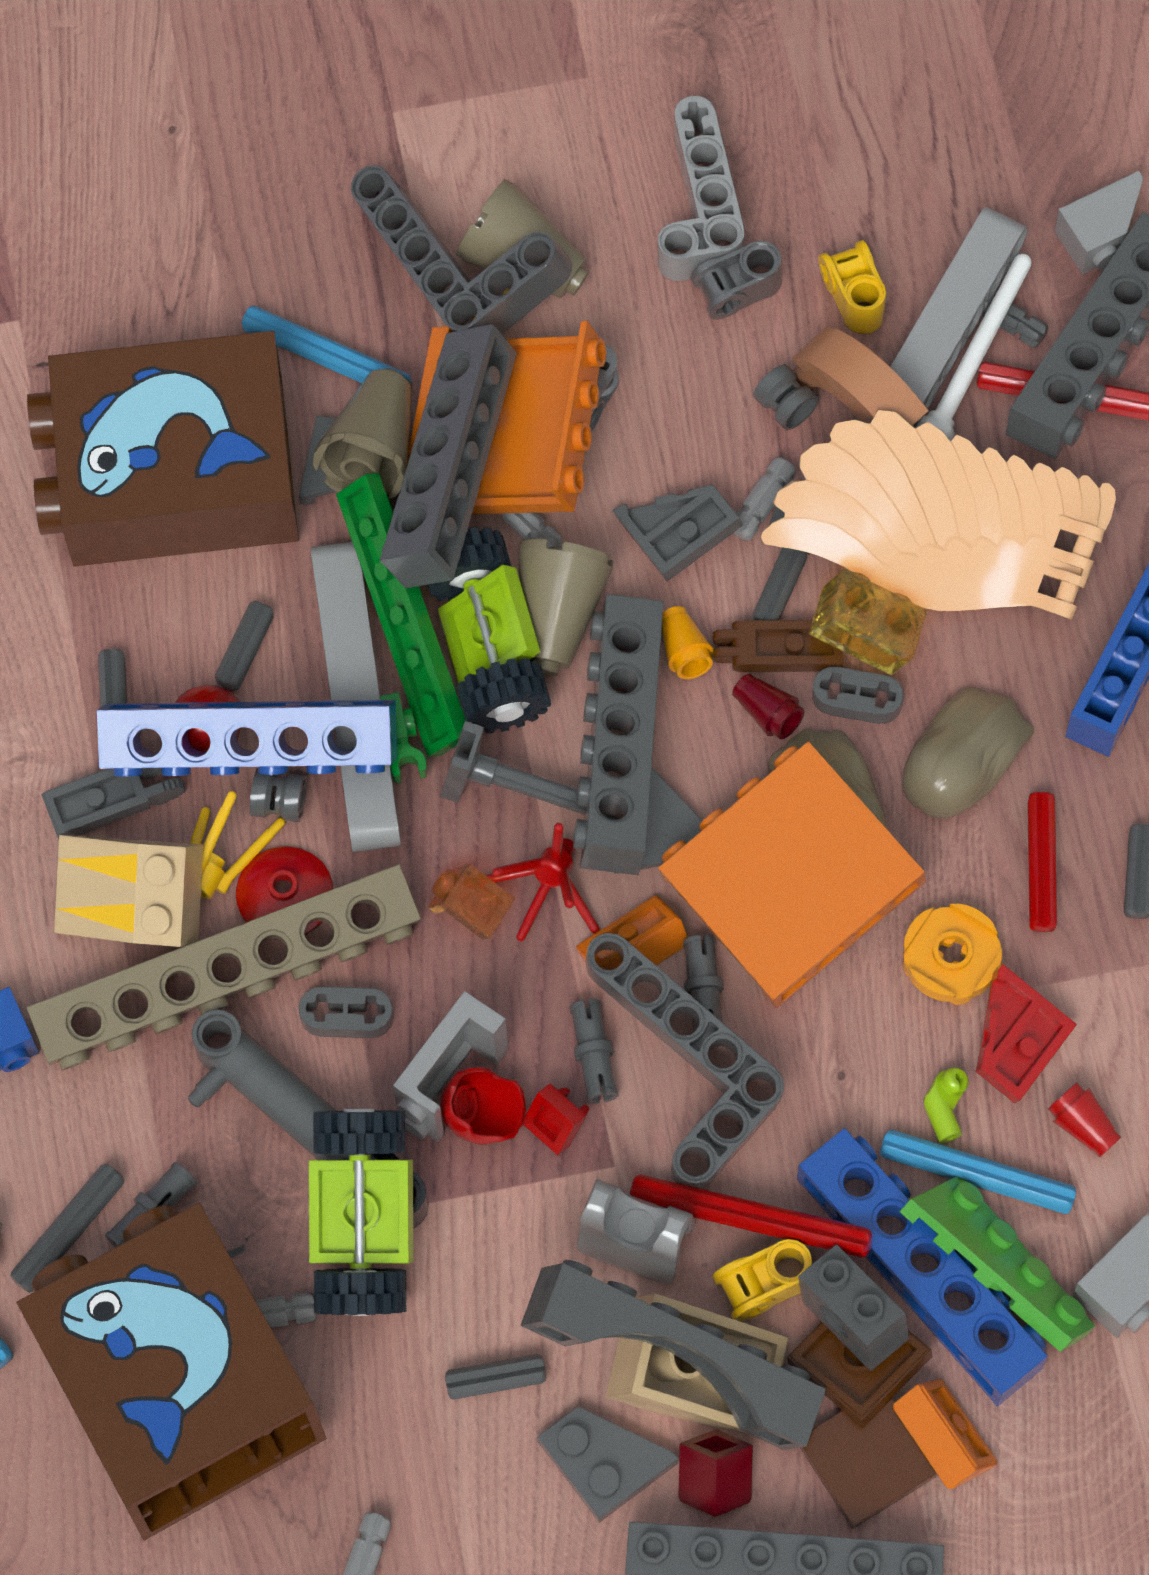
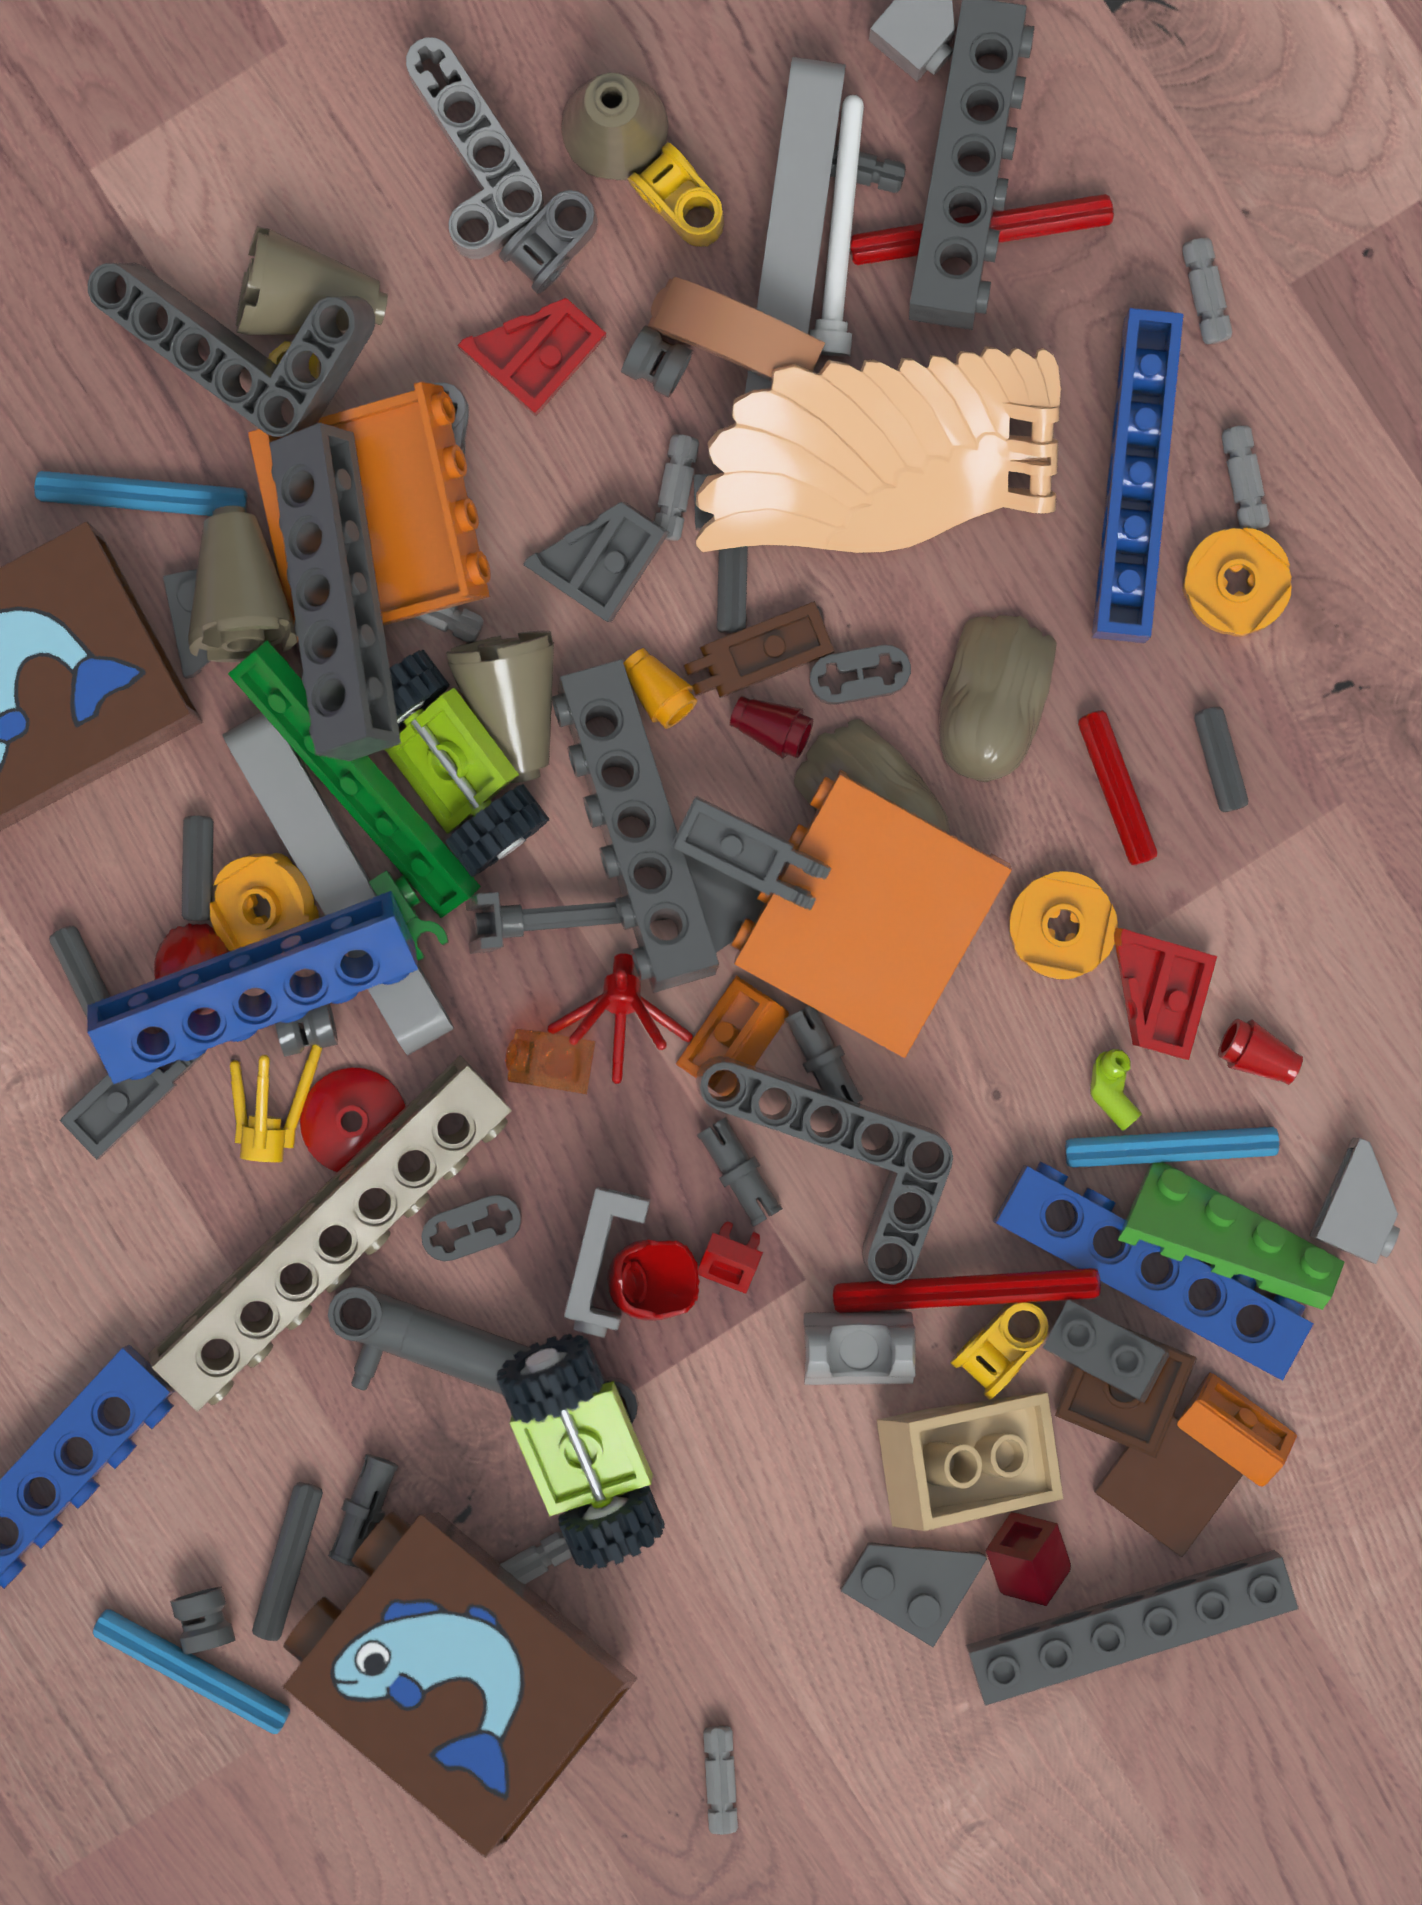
camera: 20 degrees left, 20 degrees up
(128, 890) = (200, 1197): tan slope -> none
(283, 661) = (272, 878): none -> light orange plate
(495, 1376) = (775, 1544): dark grey axle -> none
(691, 357) = (536, 351): none -> red wing
(703, 771) = (745, 851): none -> dark grey hinge
(763, 1398) = (859, 1490): dark grey arch -> none
(823, 208) = (614, 126): none -> dark tan cone
(866, 626) = (846, 606): clear yellow brick -> none

